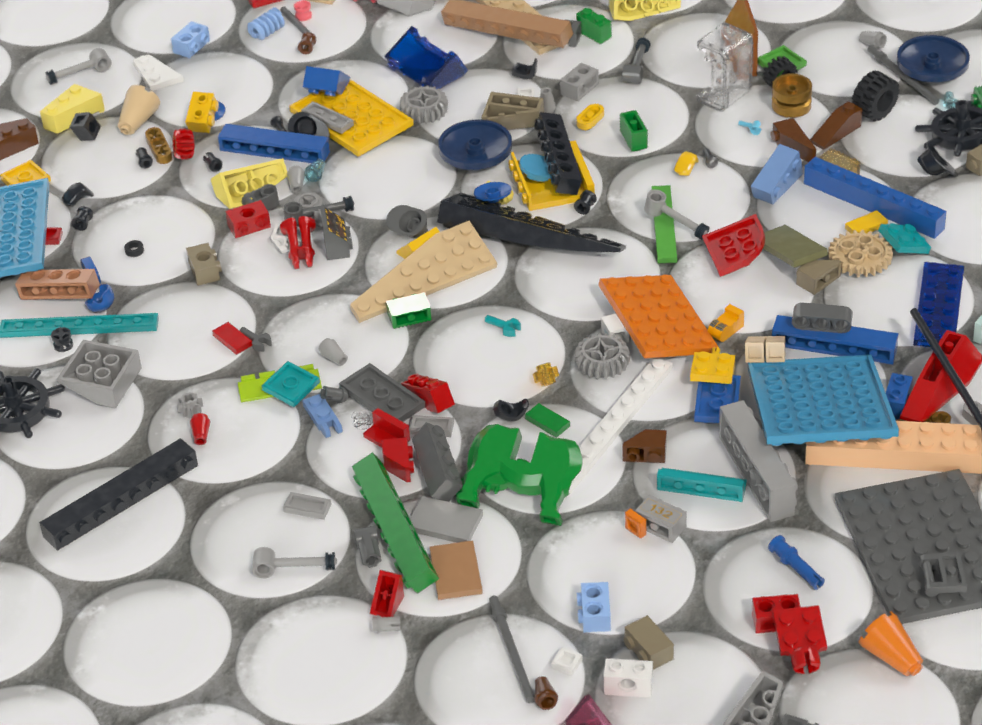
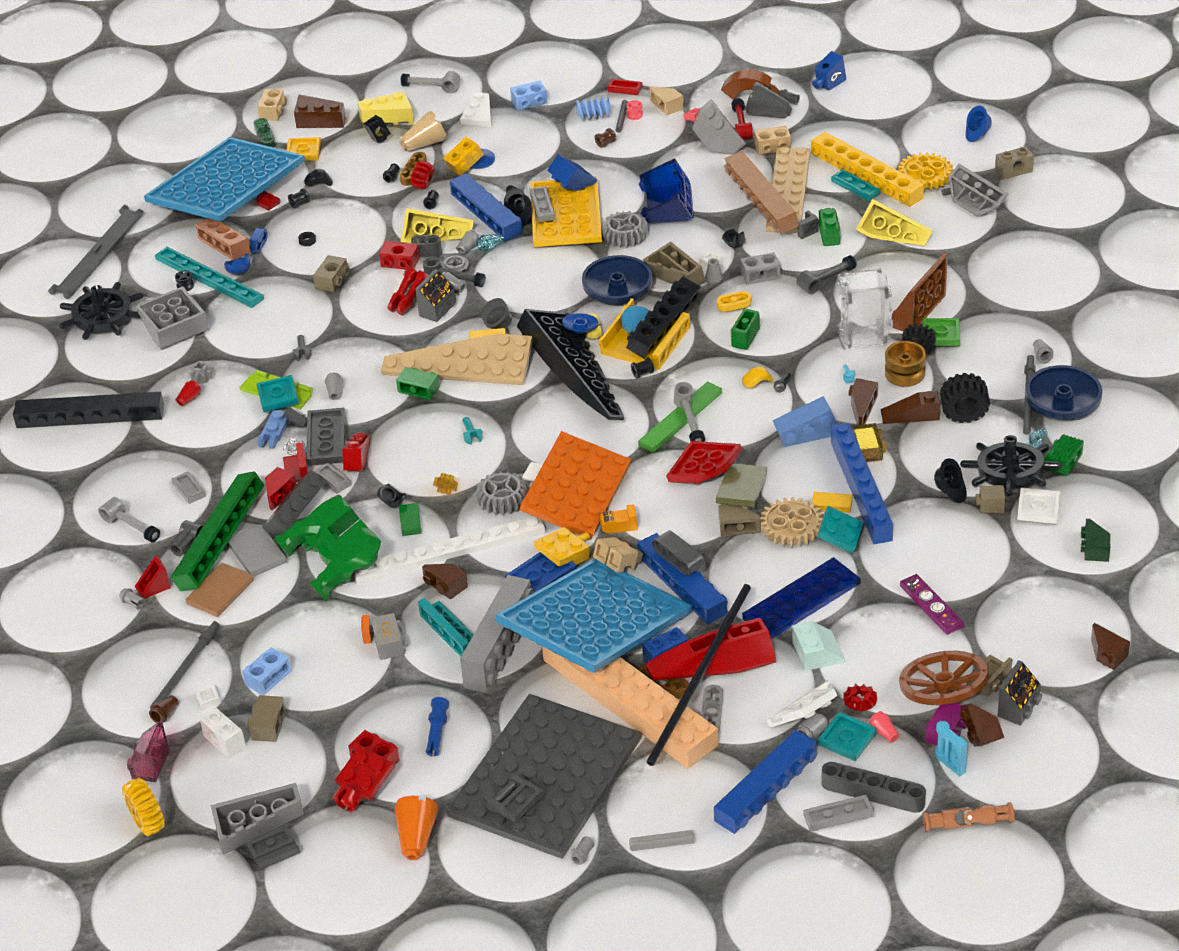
camera: 40 degrees right, 0 degrees up
(232, 338) = (287, 339): red tile -> none

